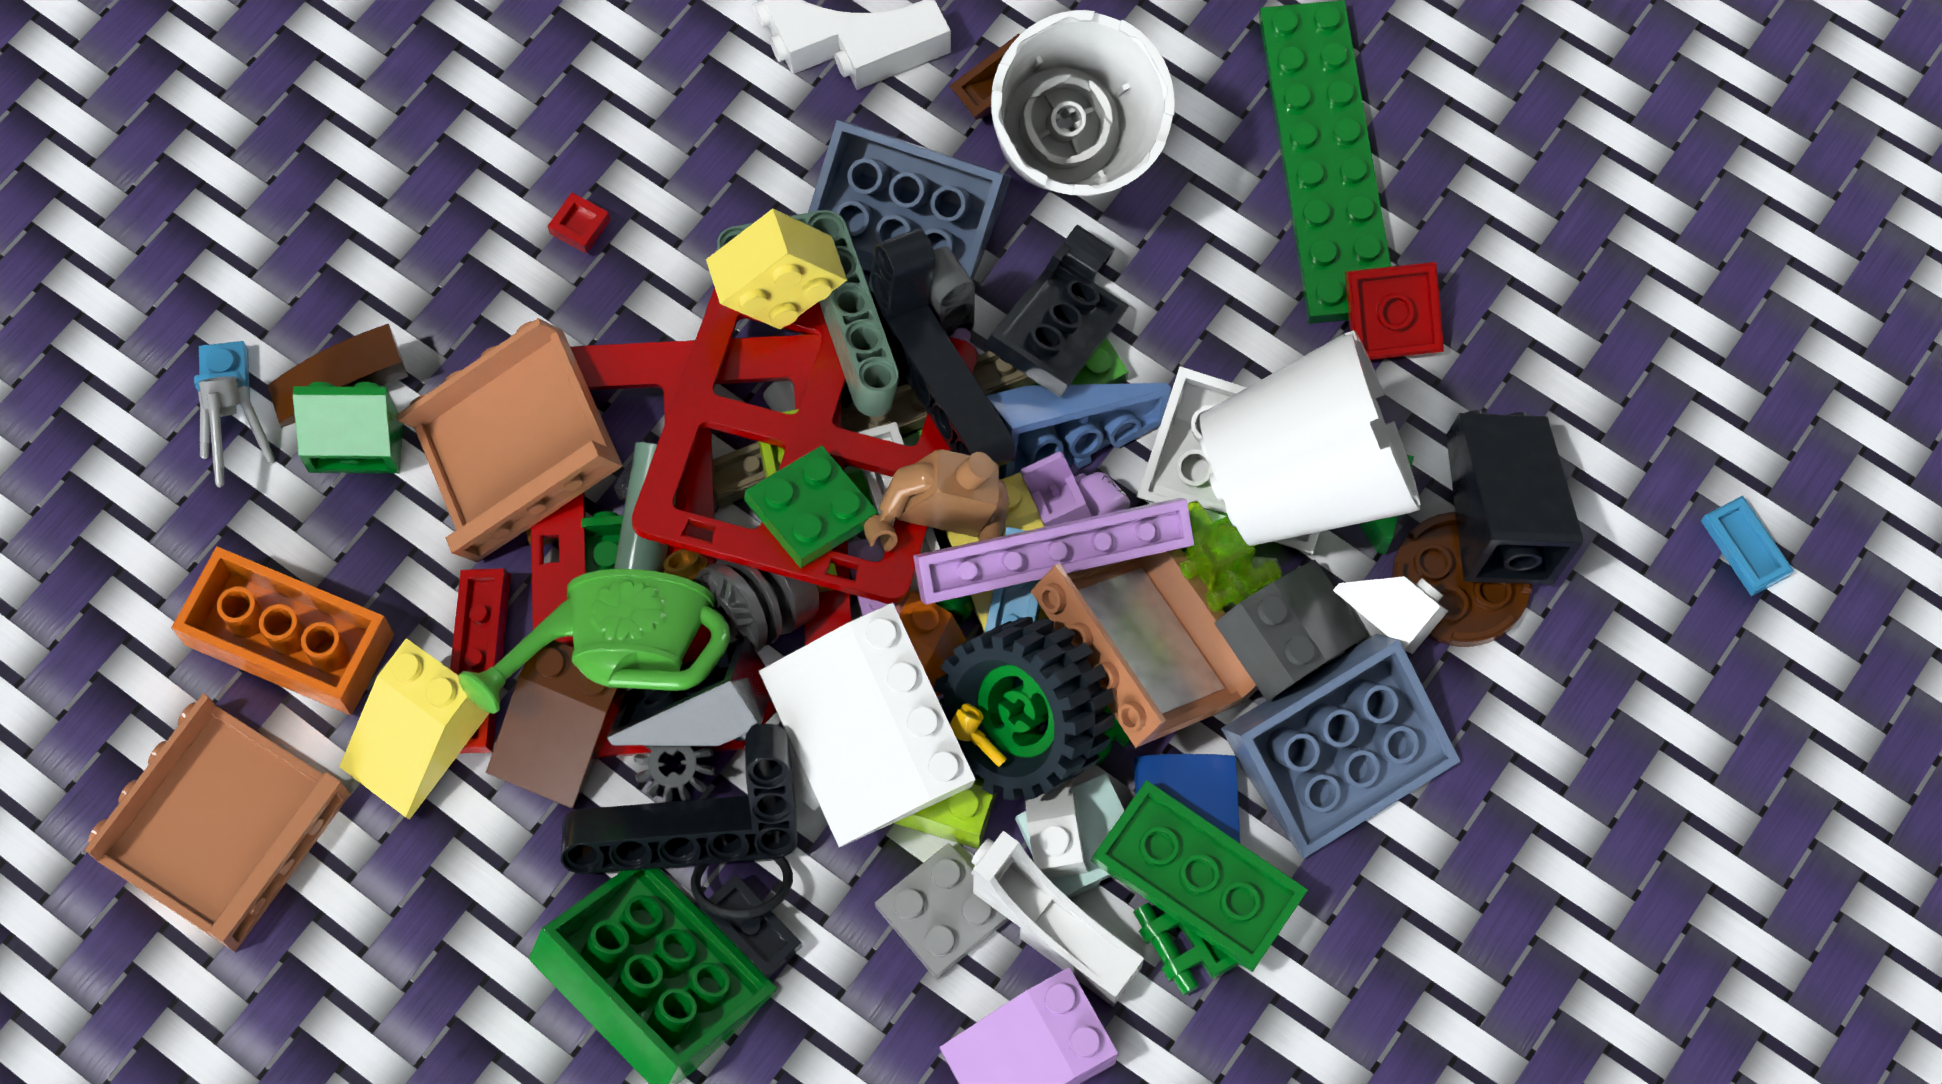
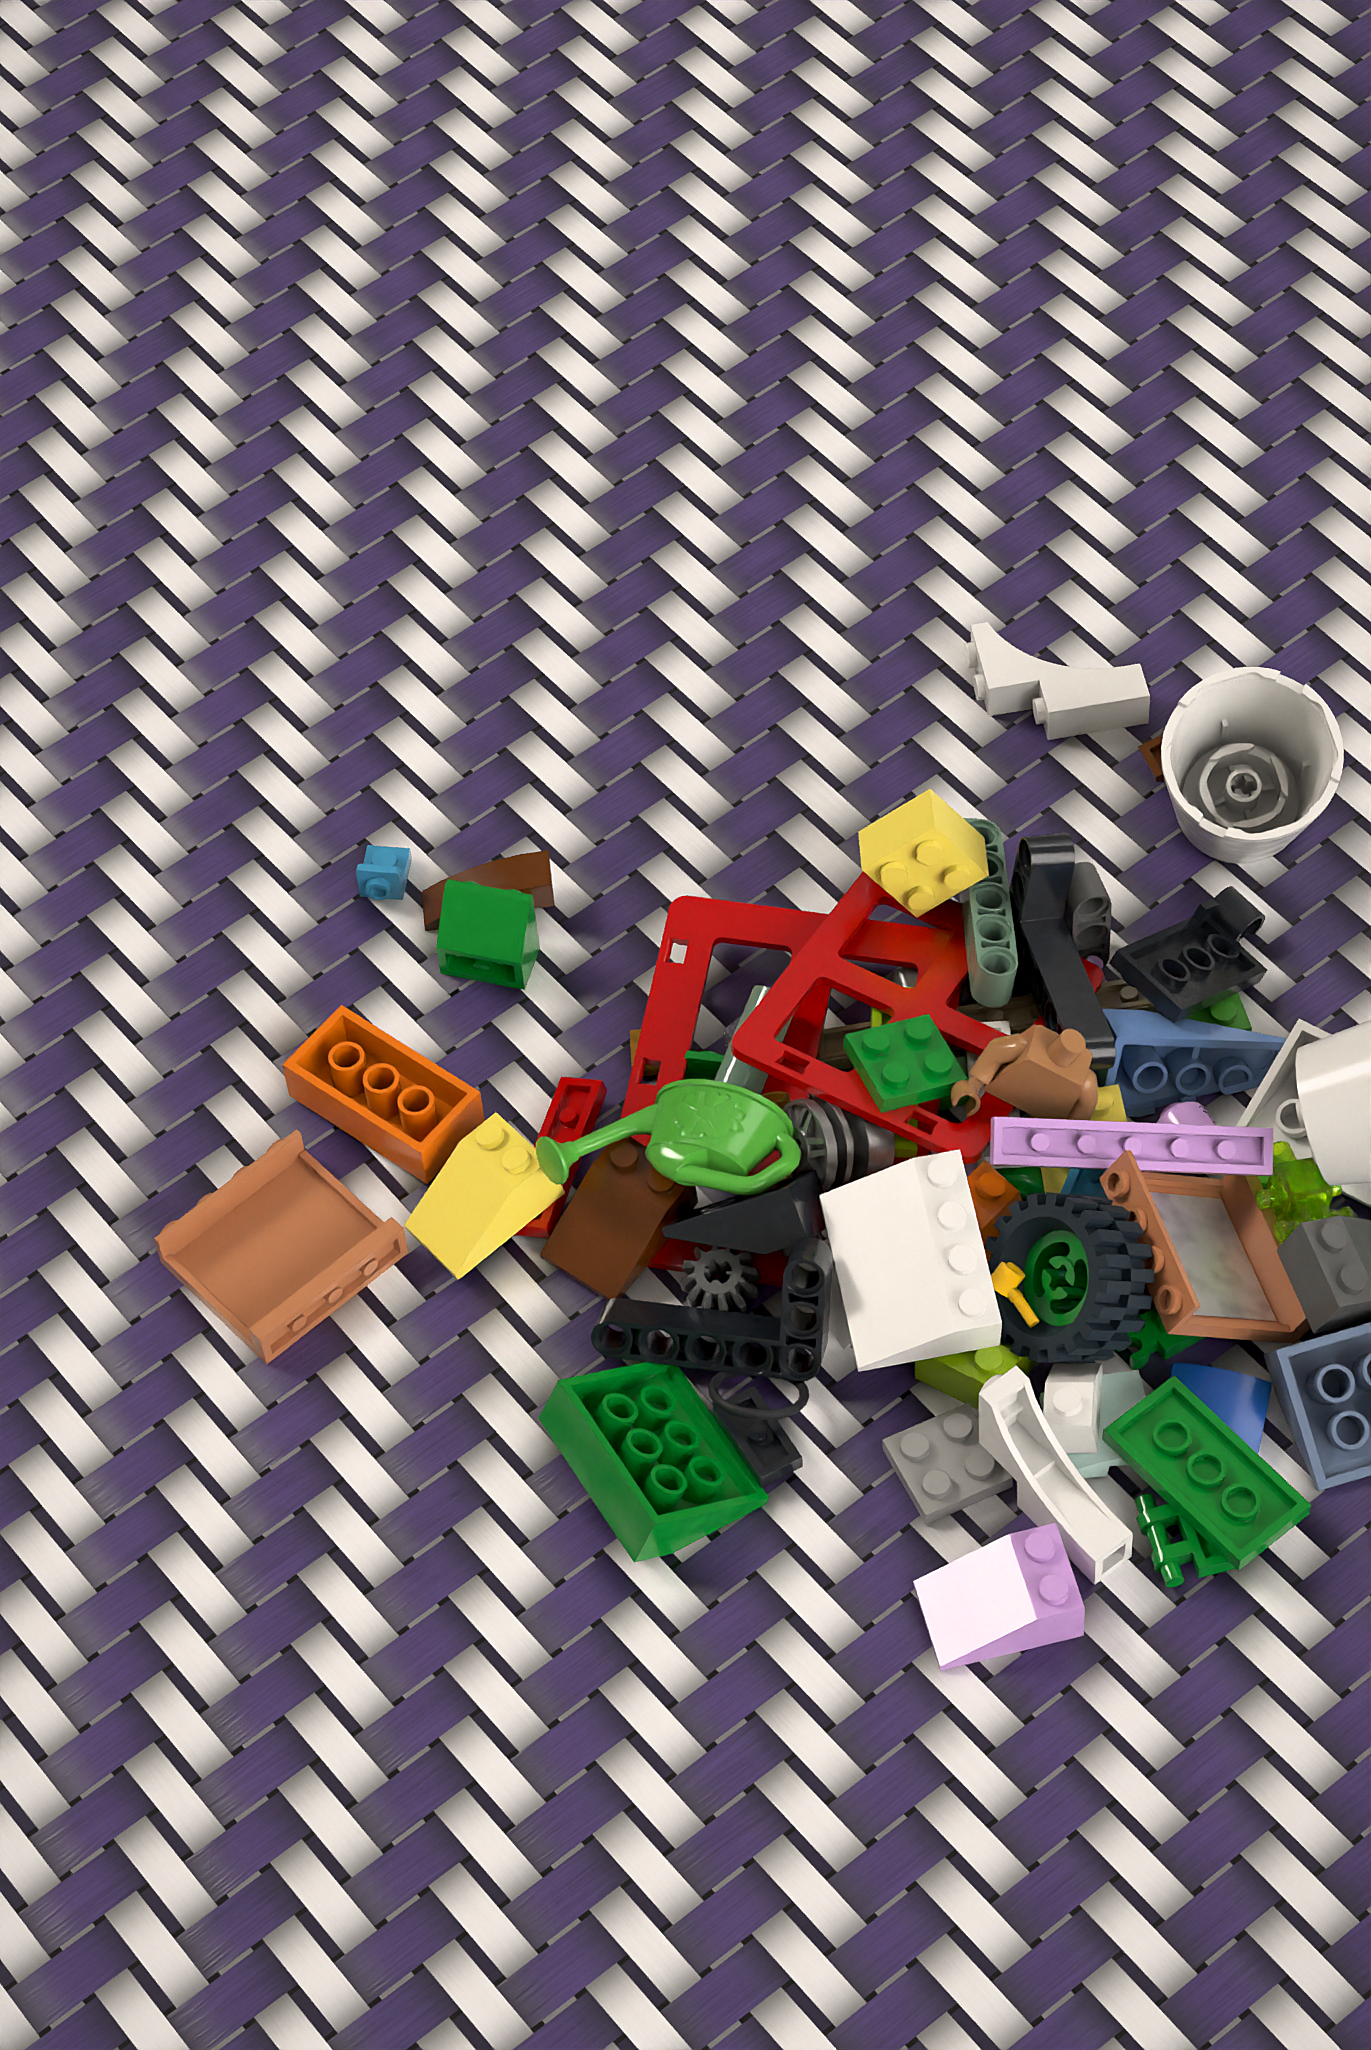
camera: 20 degrees right, 15 degrees down
(218, 399) = (375, 886): light grey plant -> none
(511, 438) = (637, 966): nougat panel -> none
(579, 223) = (749, 804): red plate -> none
(897, 186) = (1105, 831): sand blue slope -> none
(1055, 490) = (1147, 1098): lavender bracket -> none

